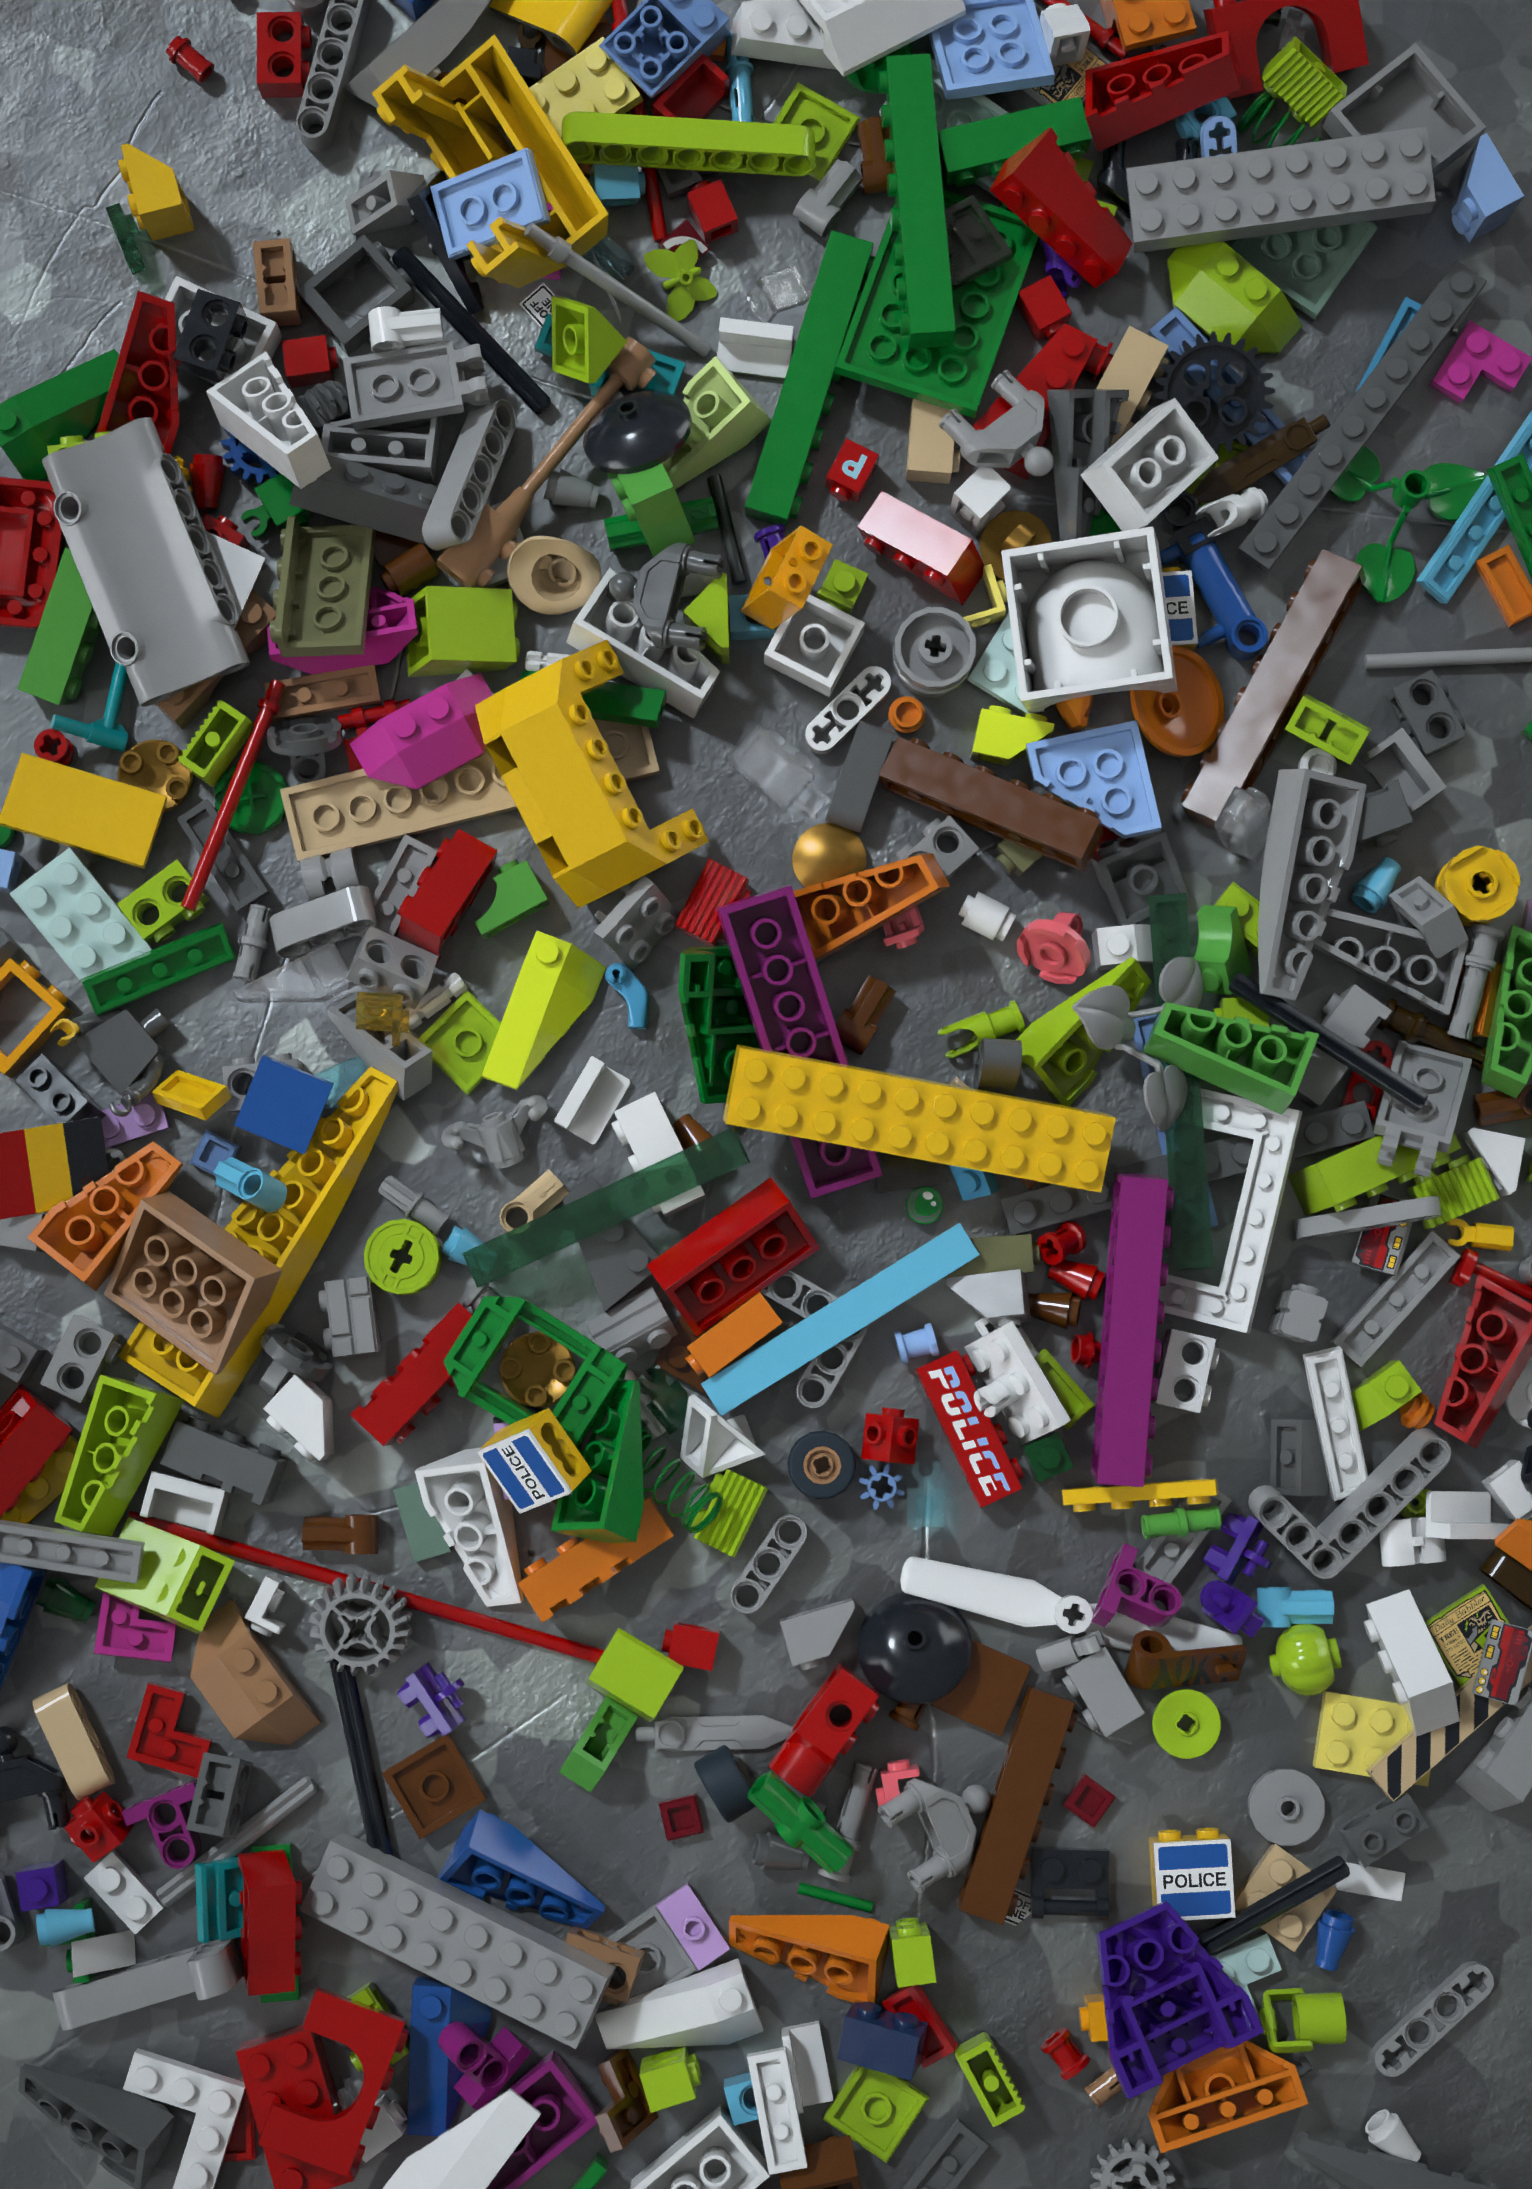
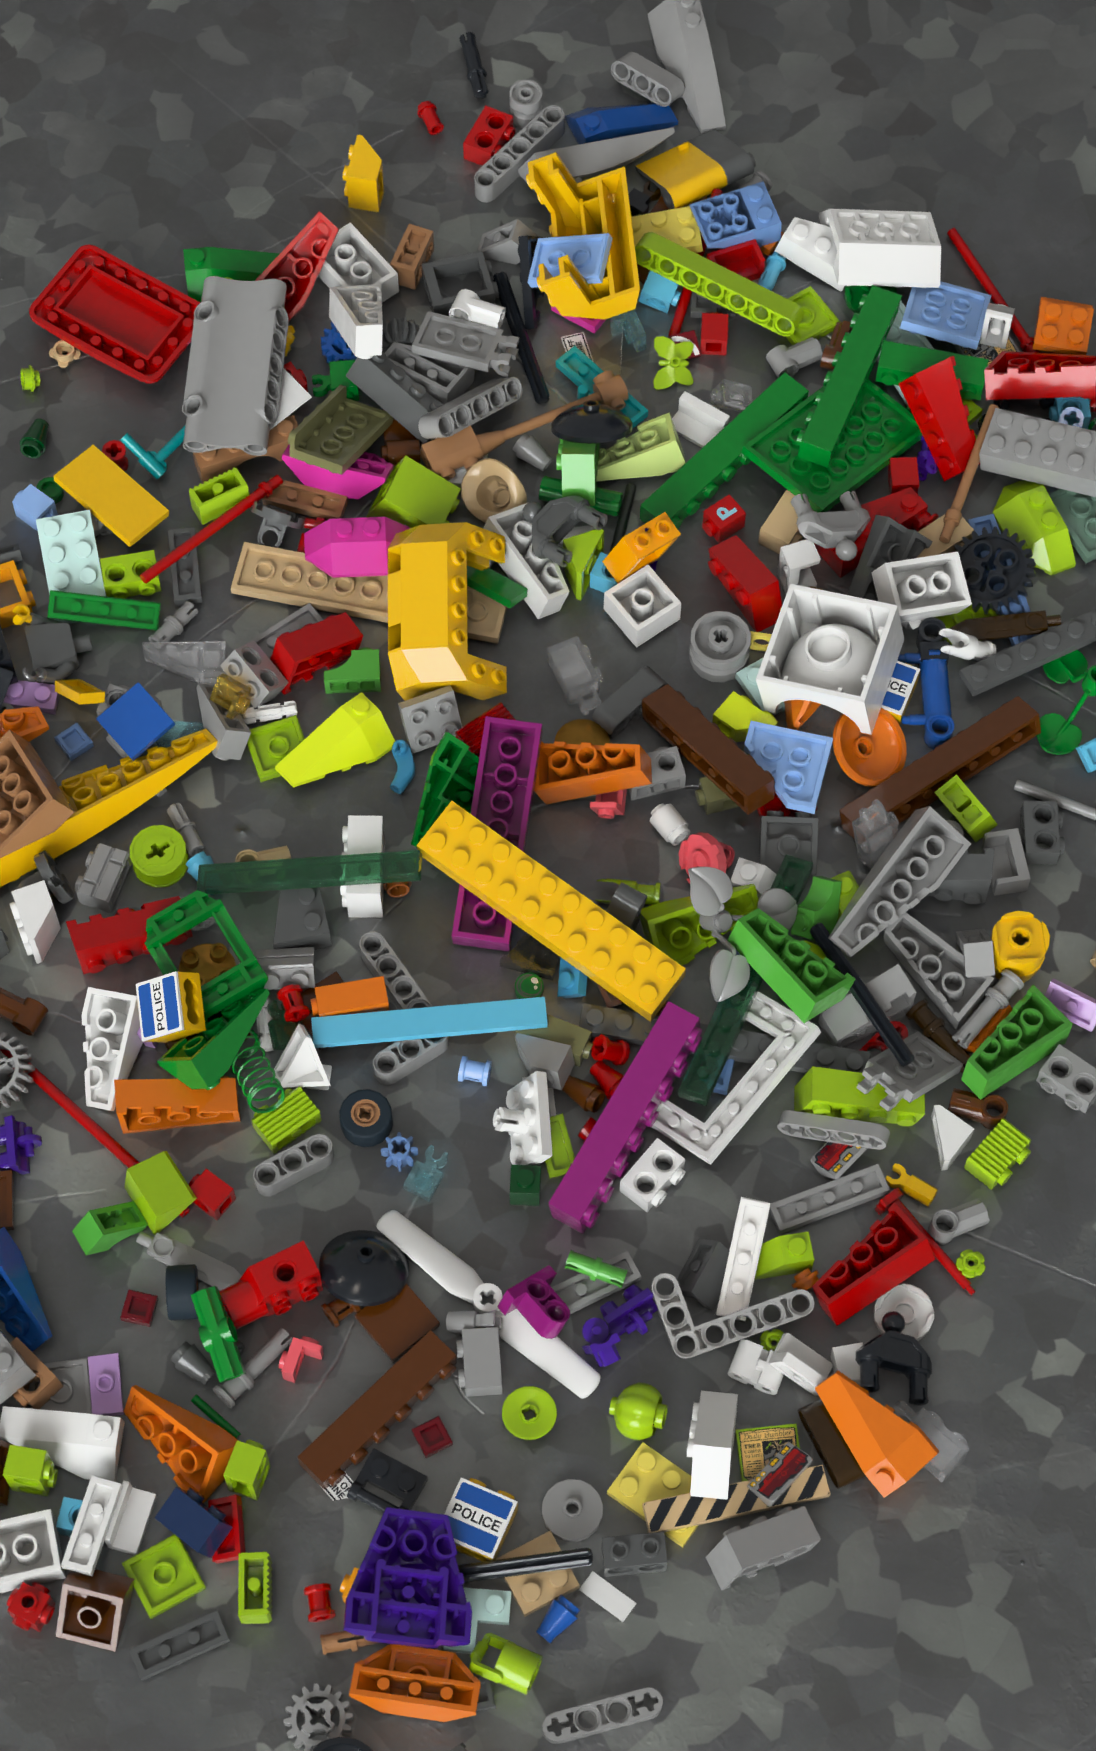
camera: 30 degrees right, 20 degrees down
(62, 639) = (157, 396): bright green wedge -> none
(125, 230) = (334, 191): clear green plate -> none
(156, 768) = (175, 497): pearl gold dish -> none
(201, 335) = (345, 263): black brick -> none
(207, 479) = (304, 348): red cone -> none
(250, 1184) = (85, 762): medium azure piece -> none
(260, 803) = (224, 546): green tile -> none
(309, 361) = (407, 305): red brick -> none
(318, 872) = (256, 609): light grey wheel -> none
(322, 921) = (230, 626): light grey beam -> none
(422, 1531) = (71, 1032): sand green tile -> none
(498, 1132) = (266, 808): light grey piece -> none
(561, 251) = (598, 299): light grey bar -> none
(582, 340) = (587, 359): lime slope -> none
(592, 1101) = (330, 817): white panel -> none
(666, 1371) = (294, 996): none -> red bush
(733, 1256) = (379, 945): red slope -> none
(815, 1632) = (301, 1223): light grey slope -> none
(842, 586) = (682, 584): lime bracket -> none
(859, 1022) = (554, 846): reddish brown piece -> none
(873, 697) = (623, 658): white beam -> none
(890, 1437) = (422, 1120): red brick -> none
(906, 715) = (682, 679): orange plate -> none
(946, 1823) = (321, 1393): light grey connector -> none
(969, 1432) = (481, 1143): red brick -> none
(972, 242) = (872, 415): clear smoke wing -> none
(1136, 340) = (954, 515): none -> medium nougat bar
(1156, 1665) = (532, 1363): reddish brown door -> none
(1157, 1493) = (587, 1240): yellow plate -> none
(1286, 1607) = (641, 1367): medium azure piece -> none
(1298, 1314) = (751, 1169): light grey brick -> none
(1373, 889) = (947, 924): medium azure cone -> none
(1459, 1189) = (909, 1146): lime brick -> none

